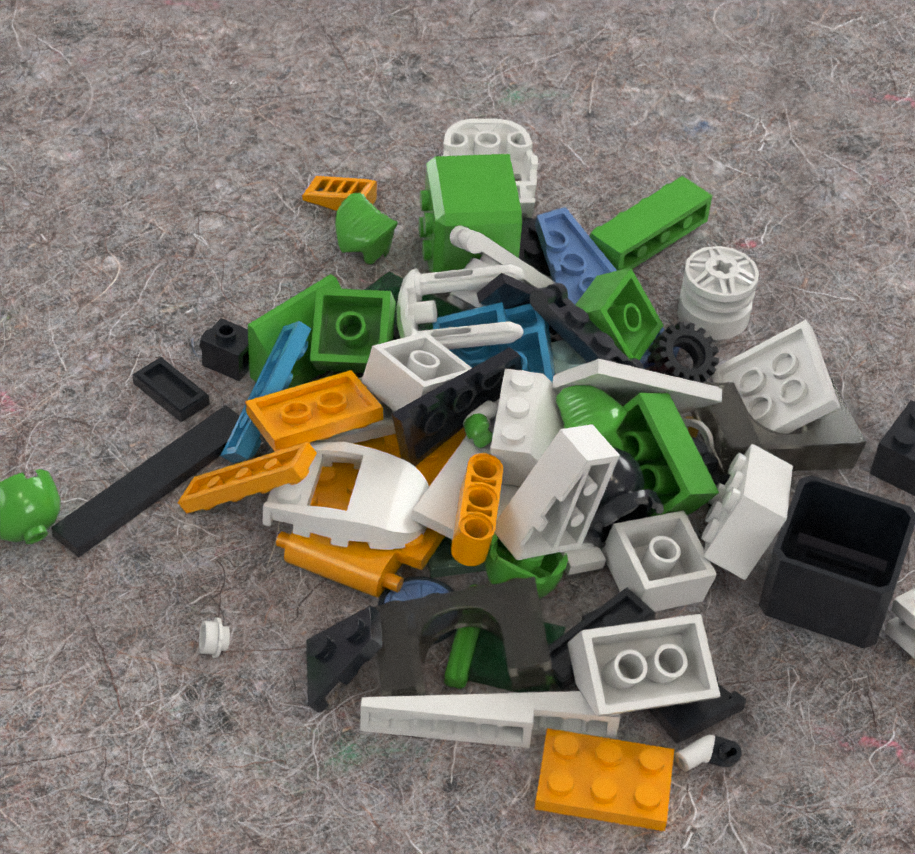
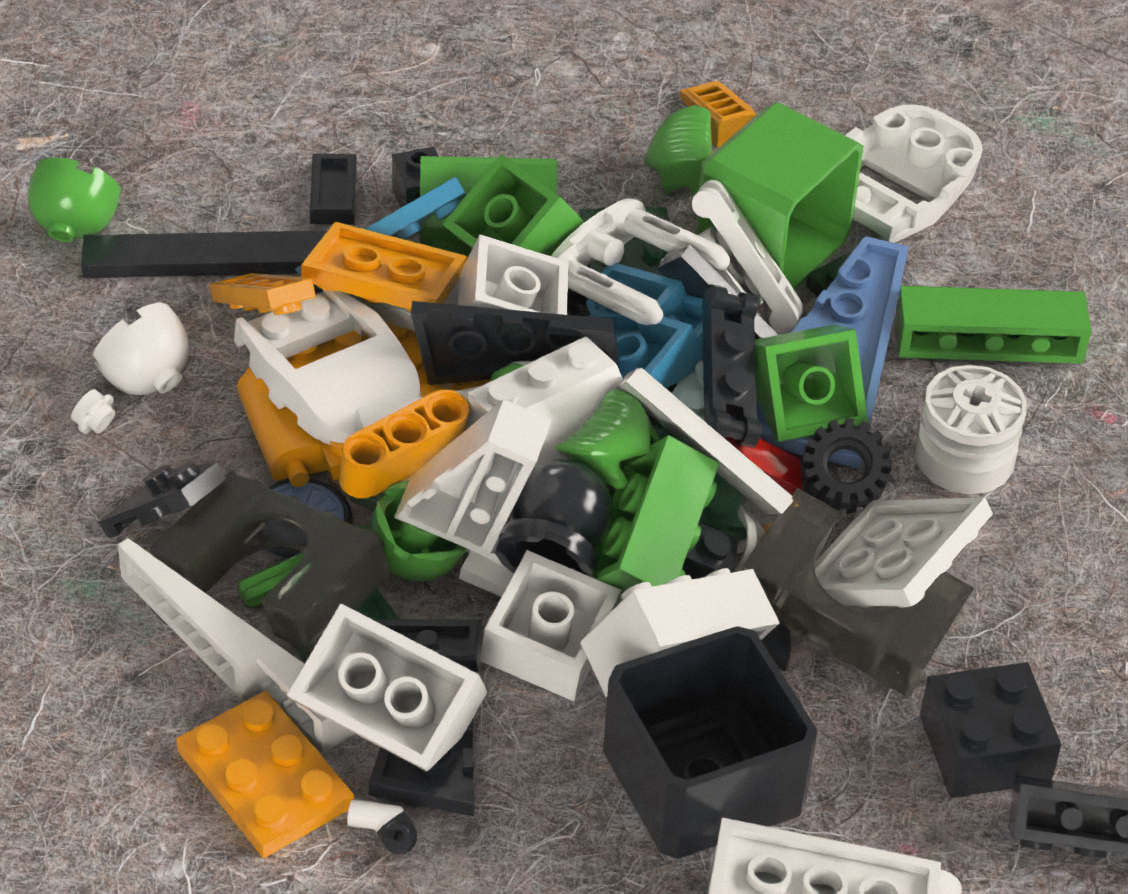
camera: 45 degrees right, 0 degrees up
(210, 573) = (146, 353): none -> white cylinder

